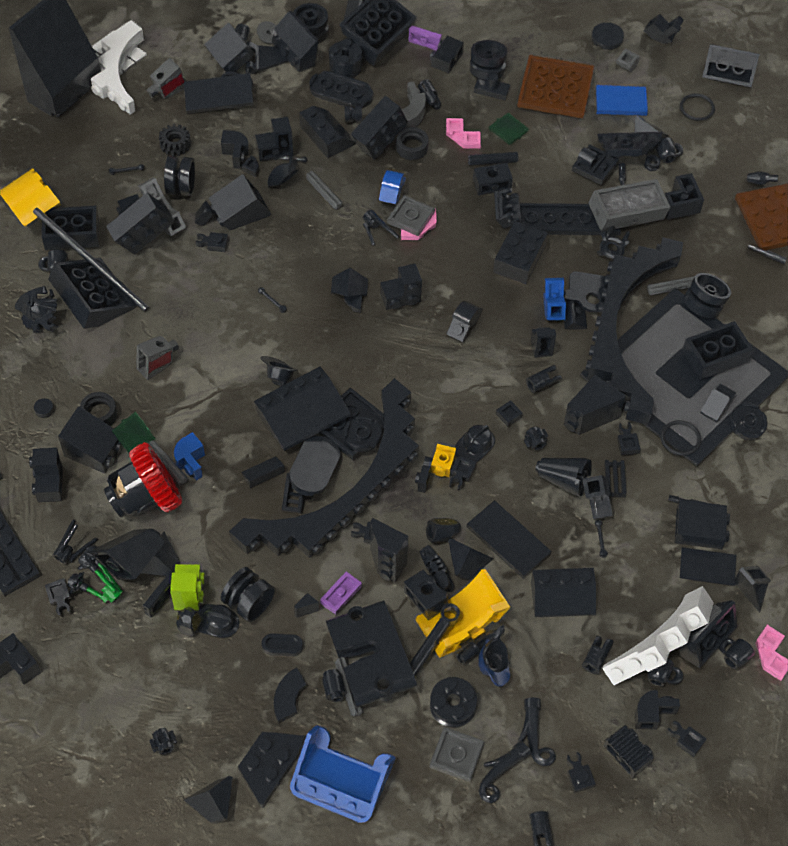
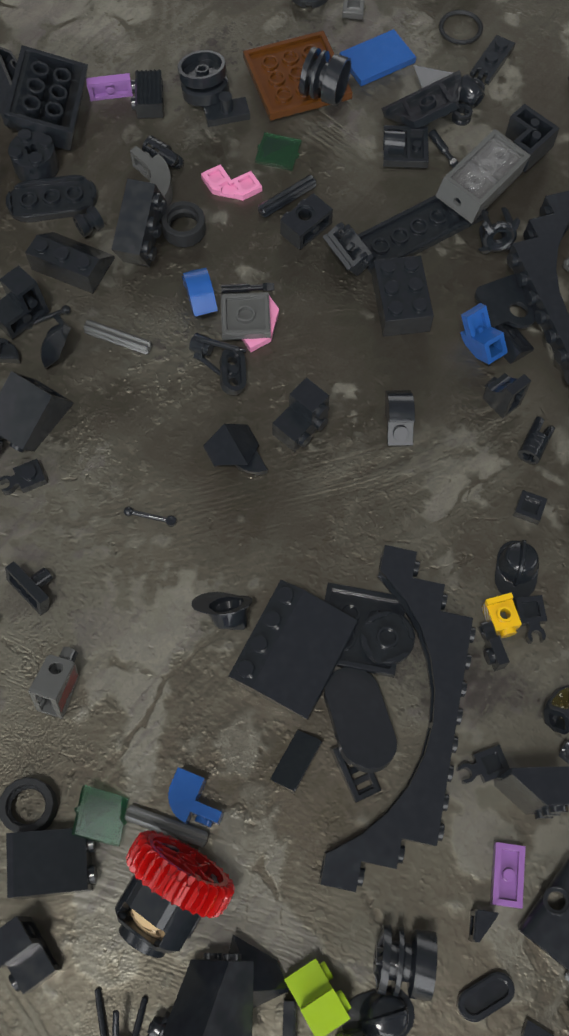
camera: 30 degrees left, 10 degrees up
(176, 300) = (30, 586): none -> black tile
(379, 244) = (232, 373): none -> black plate
(422, 199) = (246, 288): none -> black piece
(565, 94) = (325, 76): none -> black wheel
(702, 138) = (493, 59): none -> black hinge

